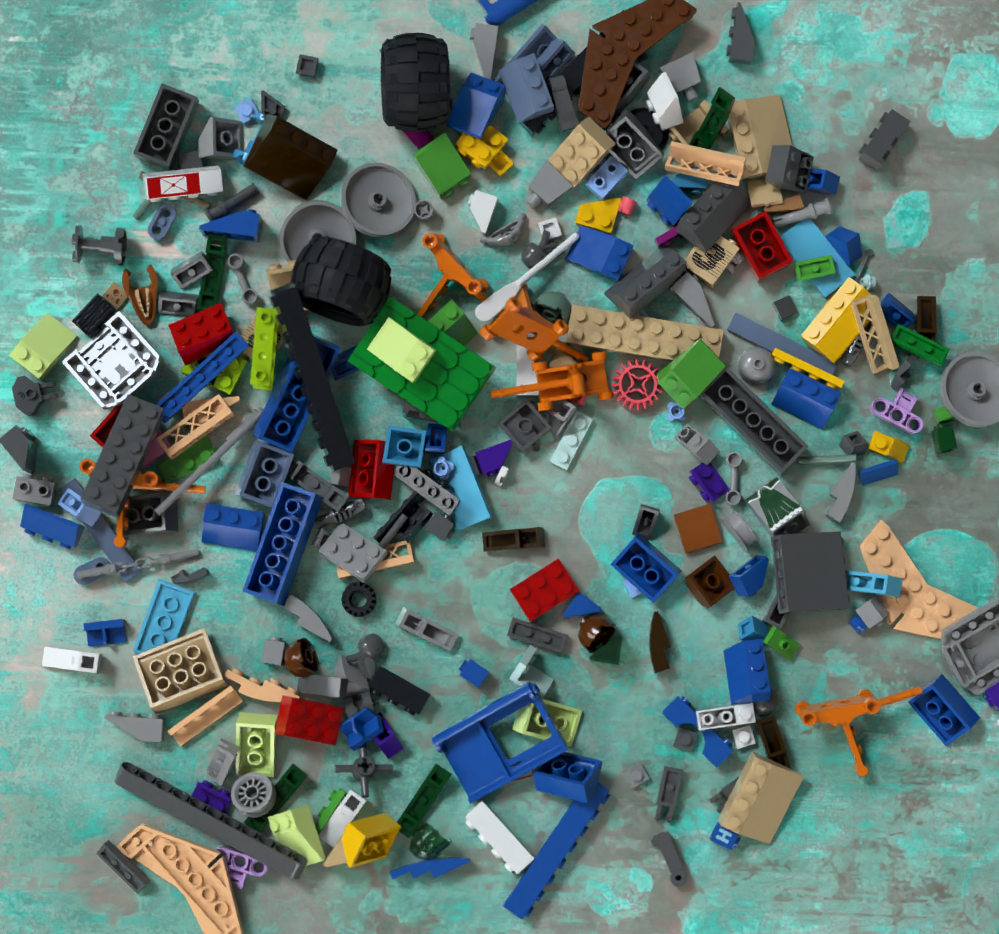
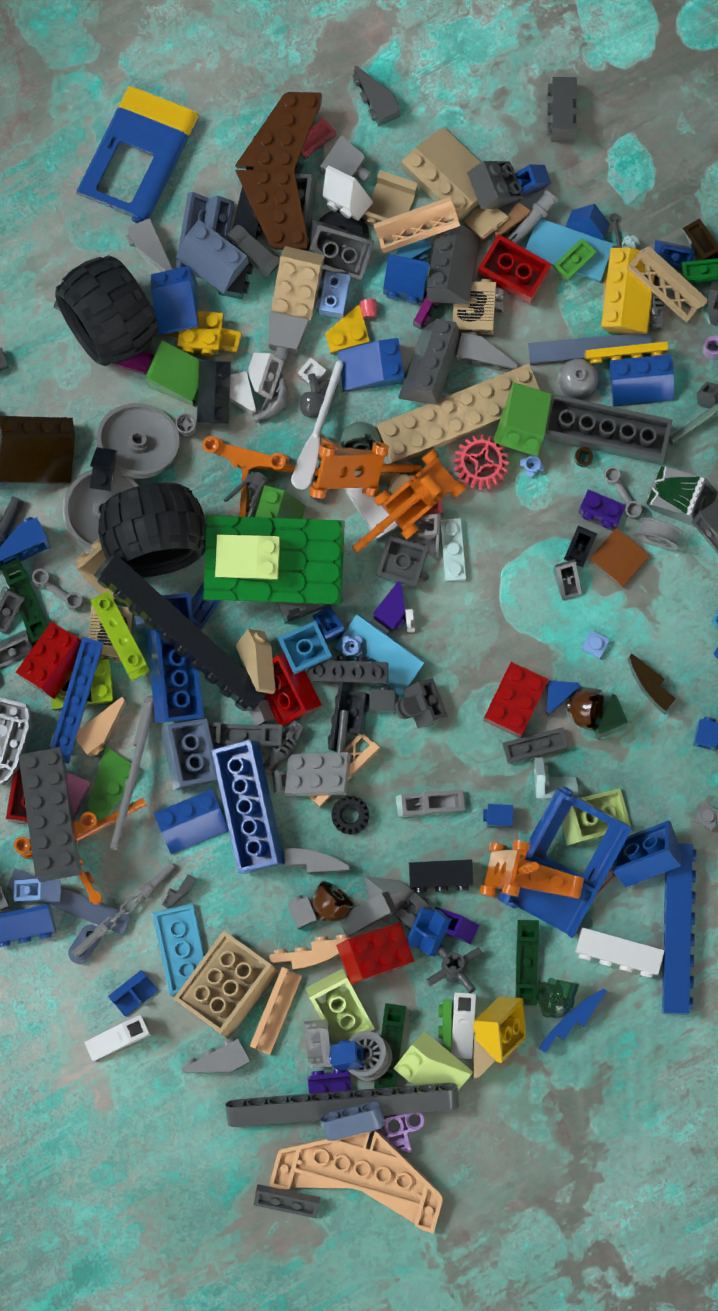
camera: 30 degrees left, 5 degrees down
(145, 520) = (105, 862): dark grey slope -> none
(200, 432) = (106, 752): light nougat fence -> none
(209, 838) = (352, 1121): none -> sand blue beam
(236, 785) = (346, 1055): none -> blue brick
(334, 207) = (103, 468): none -> black slope
(362, 432) = (257, 658): none -> tan slope
(370, 648) = (389, 854): dark grey piece -> none
(447, 294) = (256, 485): none -> dark grey plant
(453, 724) = (511, 872): none -> orange piece
(461, 198) = (213, 391): none -> black brick
(468, 548) = (422, 704): none -> dark grey brick
(510, 208) = (264, 373): none -> white slope
(513, 539) = (460, 669): dark brown slope -> none
(646, 567) = (595, 621): blue slope -> none
(672, 501) = (580, 546): none -> black slope
(674, 41) = (317, 137): none -> coral tile
(697, 444) = (570, 482): light grey slope -> none
(709, 582) = (662, 599): reddish brown slope -> none
(715, 120) = (400, 180): dark green slope -> none
(725, 435) = (589, 459): none -> dark brown bush
(750, 576) = (695, 570): blue slope -> none
(784, 307) = (569, 312): dark grey slope -> none

